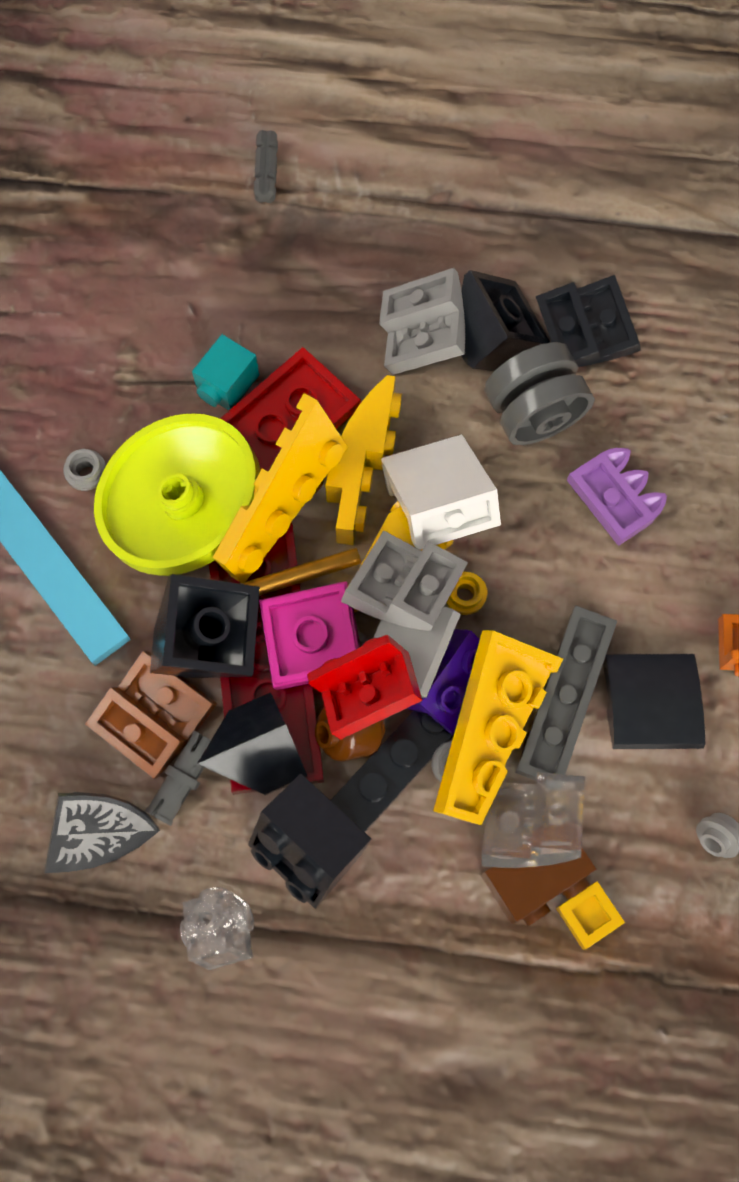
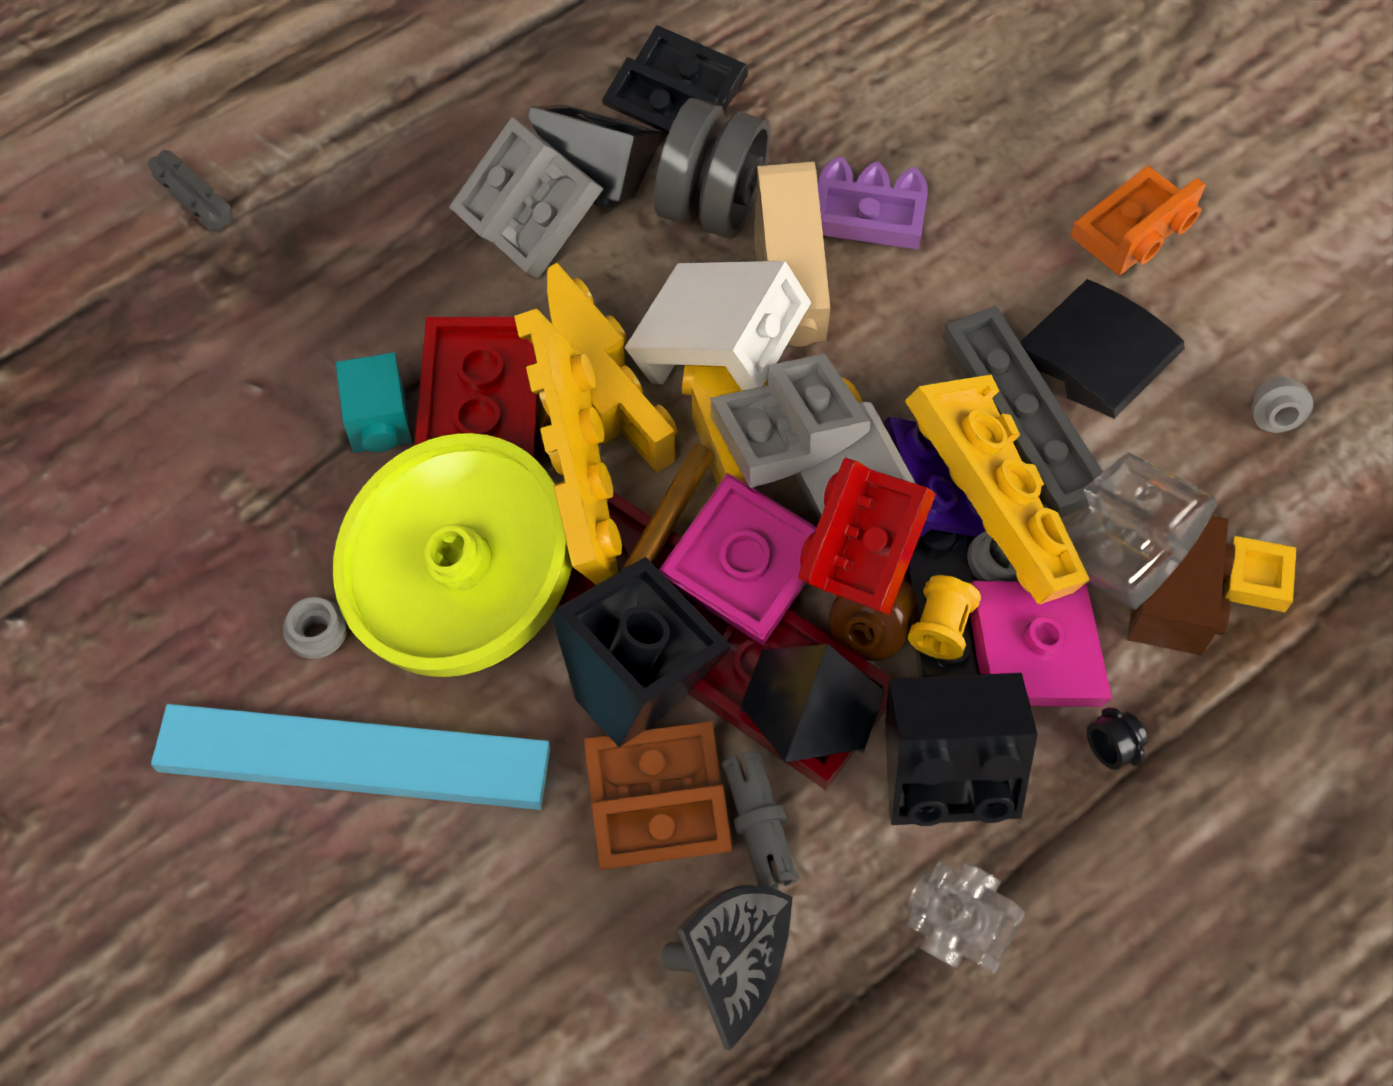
camera: 45 degrees left, 10 degrees down
(377, 768) = (944, 617): none -> yellow bush
(406, 921) = (1117, 738): none -> black plate
(414, 837) = (1047, 642): none -> dark pink plate
(532, 482) = (791, 231): none -> tan slope

